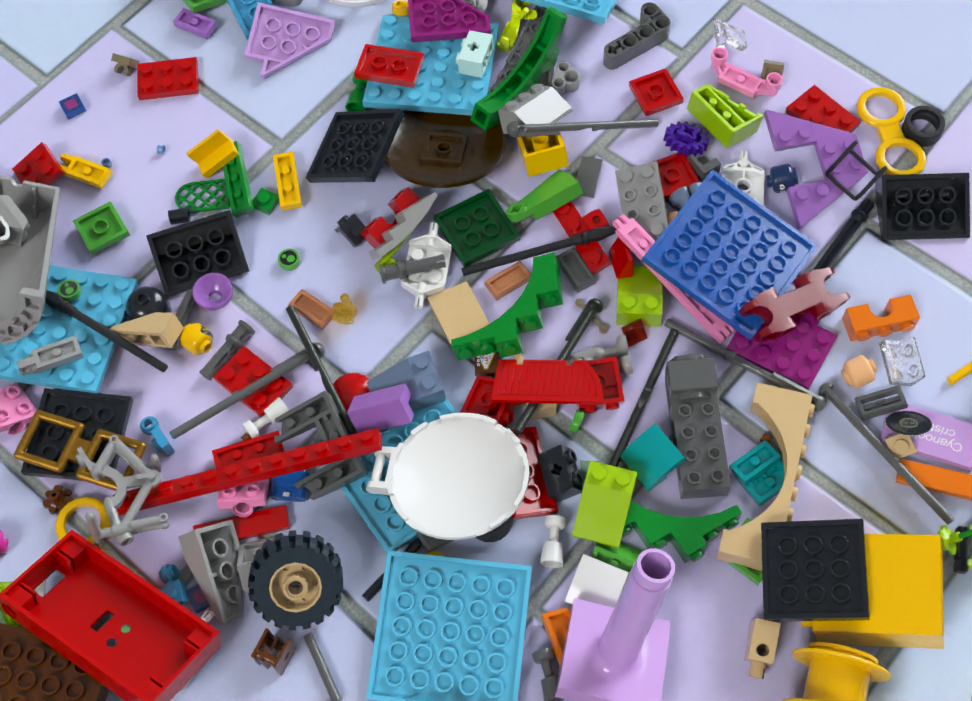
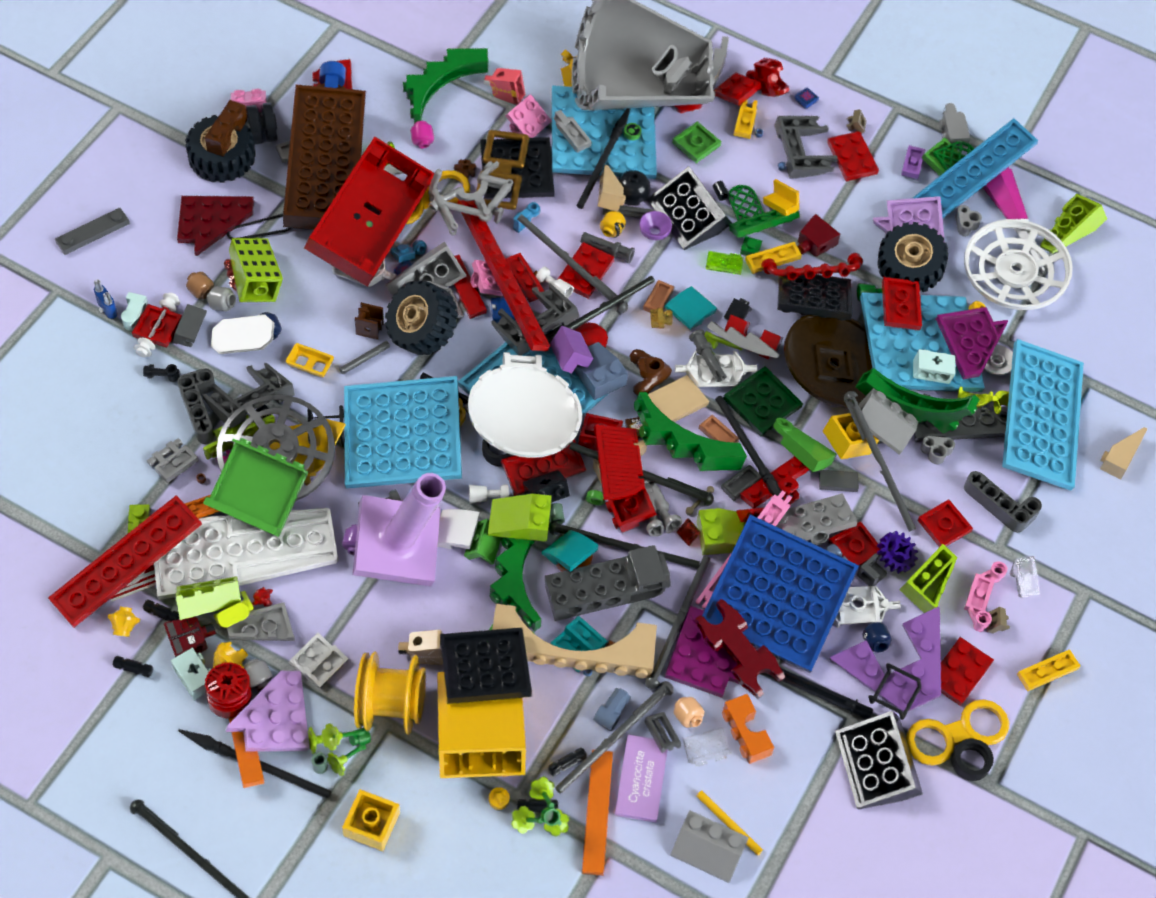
camera: 70 degrees right, 5 degrees down
(33, 129) = (767, 73): none -> red piece
(113, 127) = (798, 164): none -> dark grey wedge
(270, 132) = (817, 237): none -> dark red torso
(280, 232) = (724, 263): none -> clear neon green hinge
(289, 259) = (700, 273): bright green tile -> none
(313, 103) = (854, 260): none -> red bar
(328, 44) = (913, 255): none -> black wheel
(335, 277) = (691, 307): none -> teal slope
(415, 331) = (652, 370): none -> reddish brown head
(829, 43) = (1048, 670): none -> yellow plate
(855, 454) = (609, 714): none -> sand blue piece
(900, 445) = (624, 748): tan plate -> none
(908, 423) = (643, 750): black sticker -> none
(909, 509) = (567, 761): none -> black axle
(953, 591) = (499, 798): none -> yellow tile

